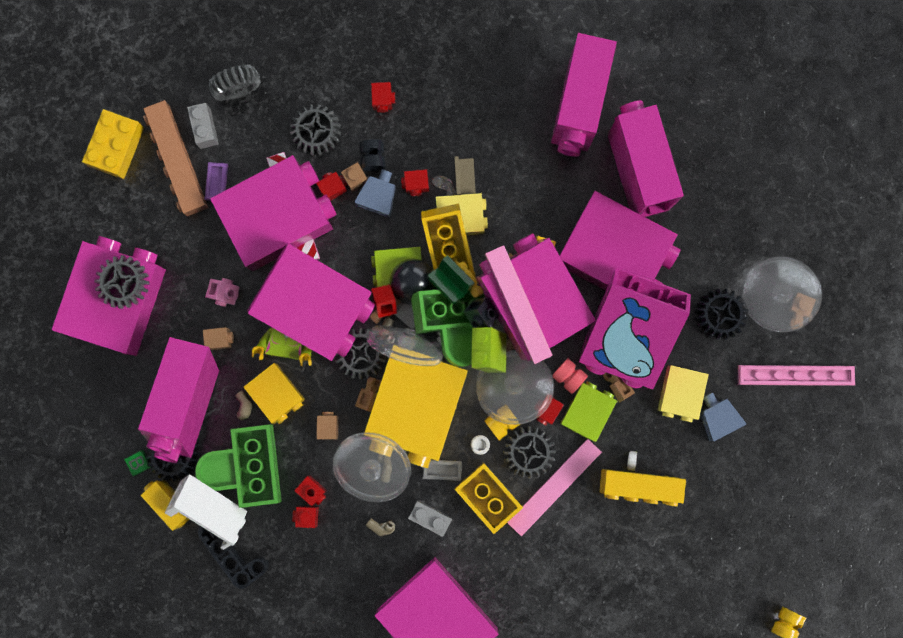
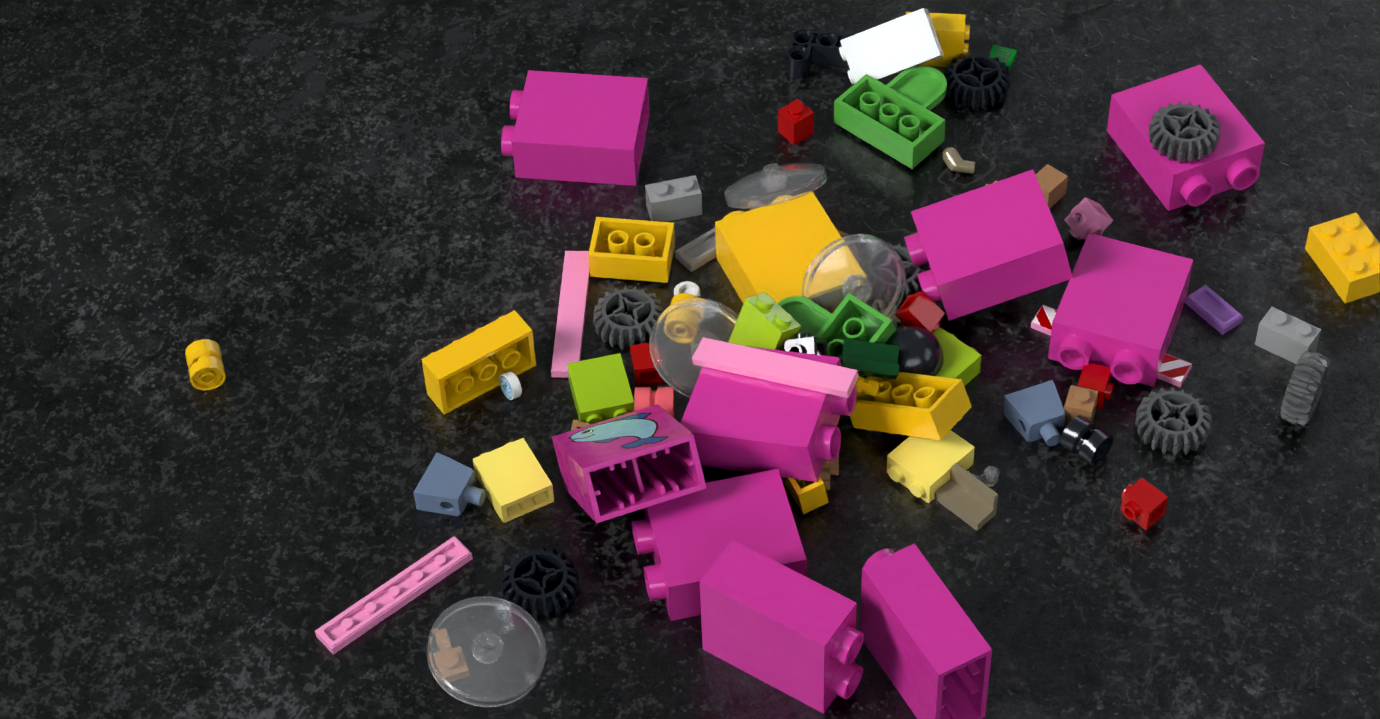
camera: 140 degrees right, 35 degrees down
(175, 157) = (1269, 288): nougat brick -> none
(179, 400) = (1017, 88): dark pink brick -> none
(274, 394) = (935, 181): yellow brick -> none
(311, 491) = (814, 143): red brick -> none
(327, 426) = (856, 197): medium nougat brick -> none
(381, 529) = (714, 165): dark tan arm -> none
(415, 182) = (1012, 454): red brick -> none

